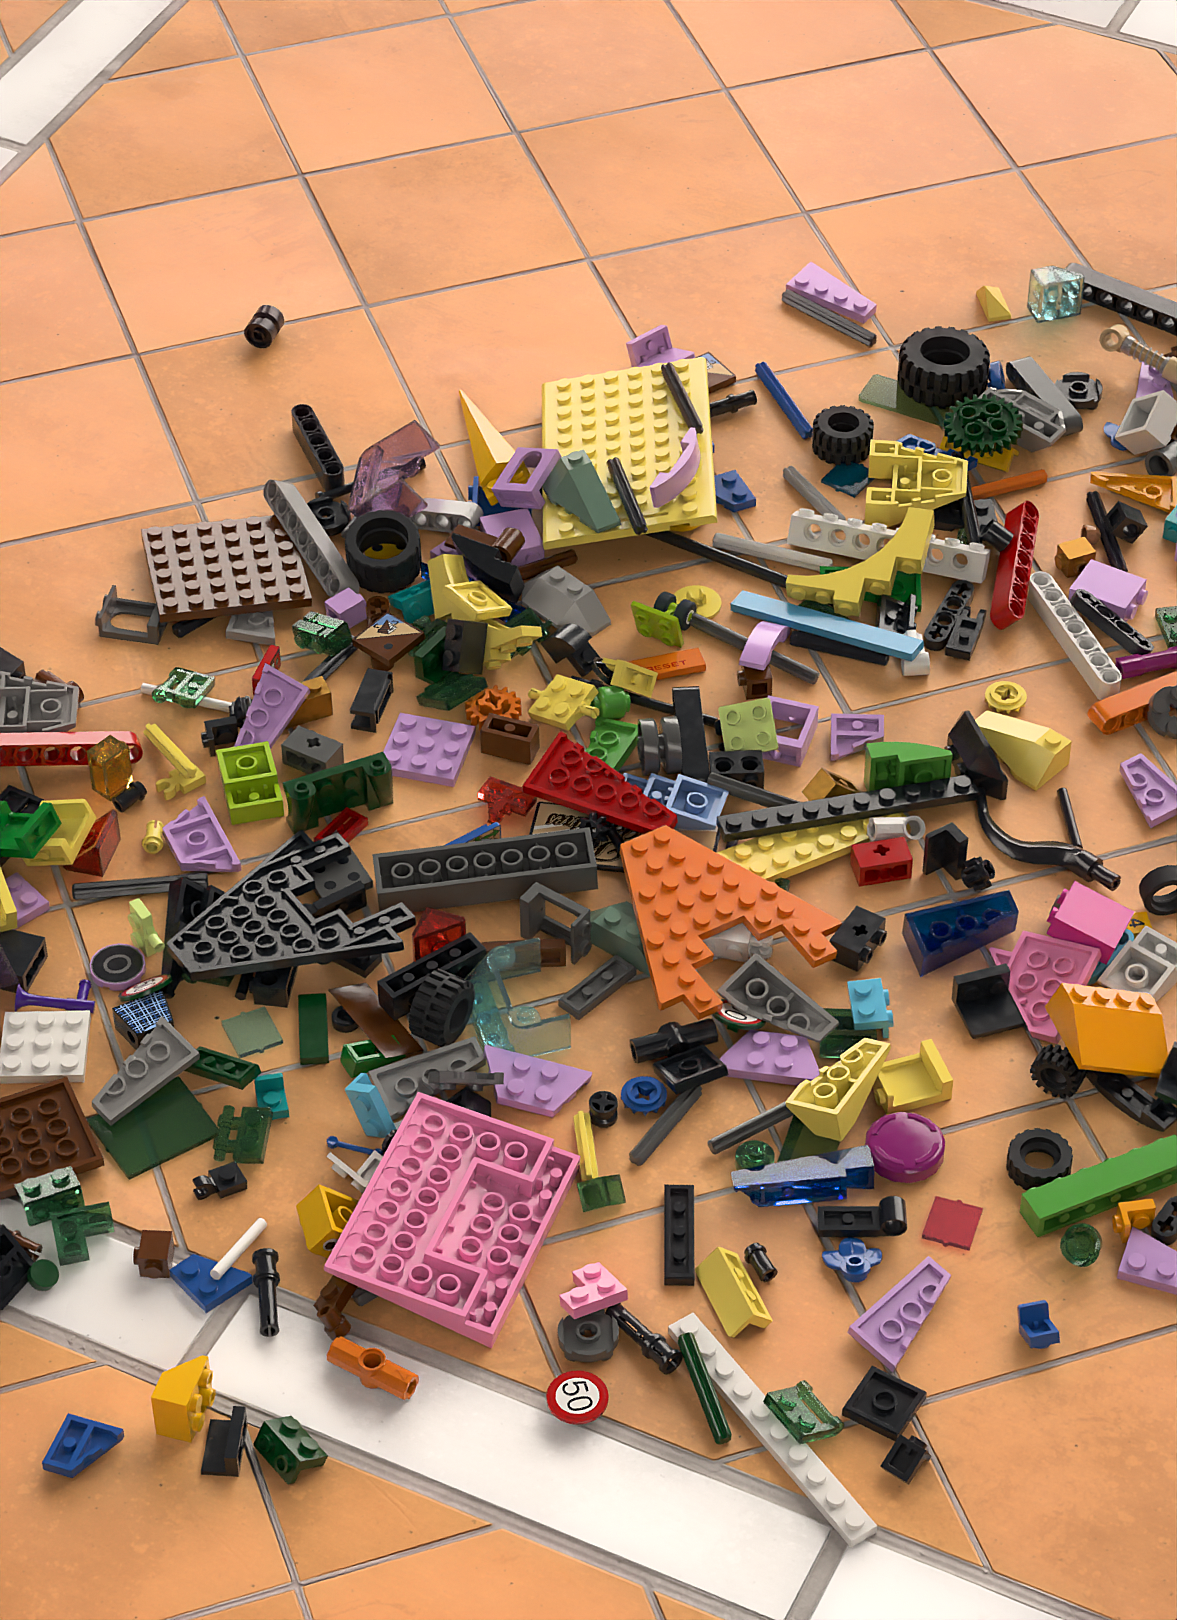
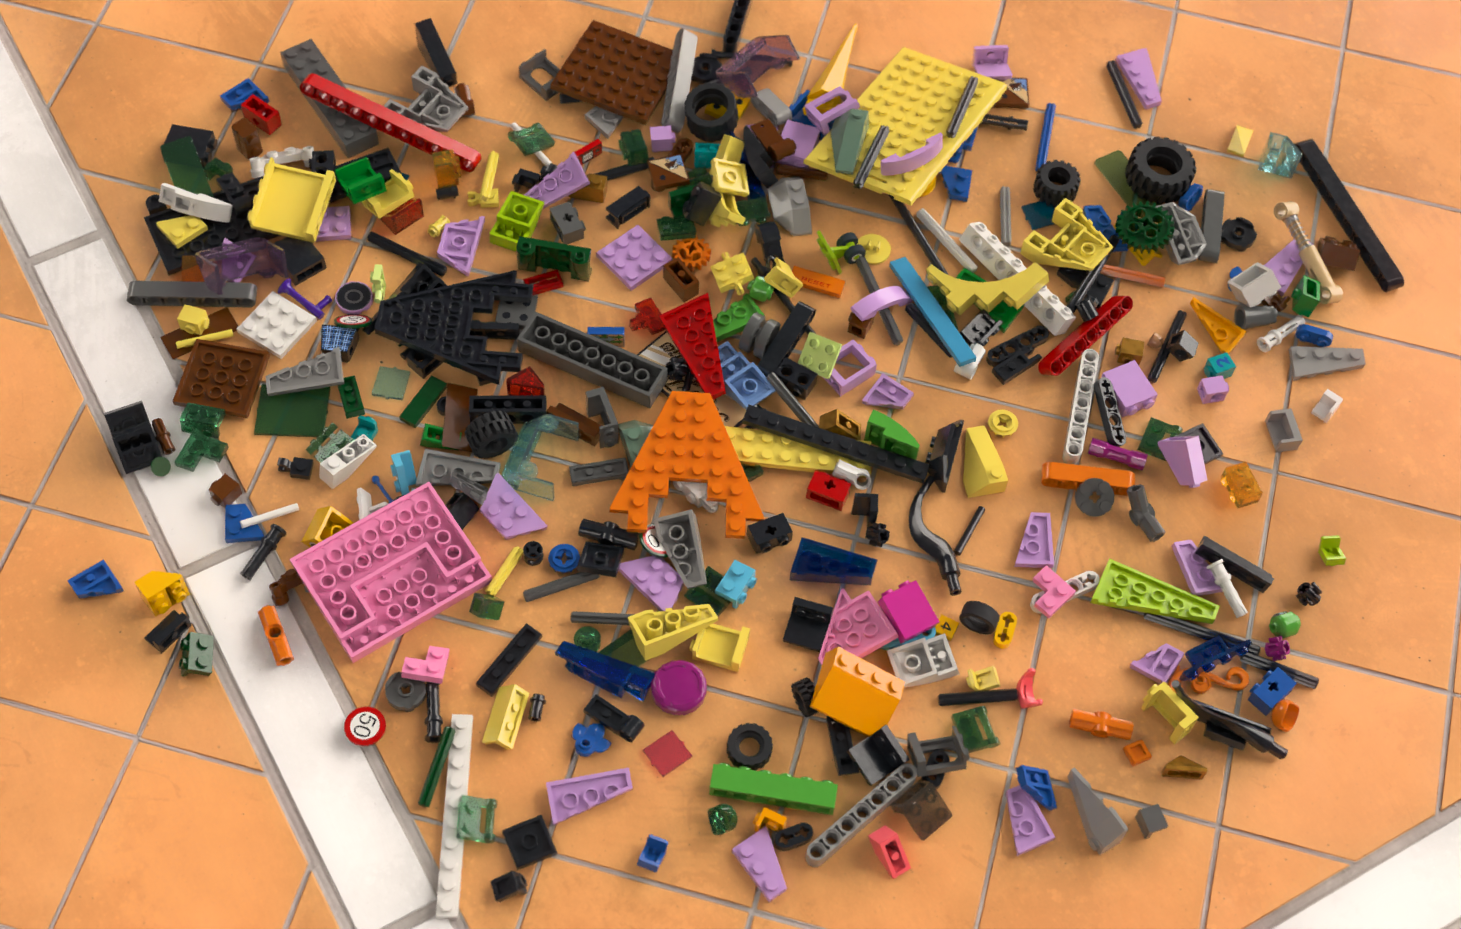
camera: 30 degrees right, 15 degrees up
(281, 1138) = (345, 461): none -> white slope

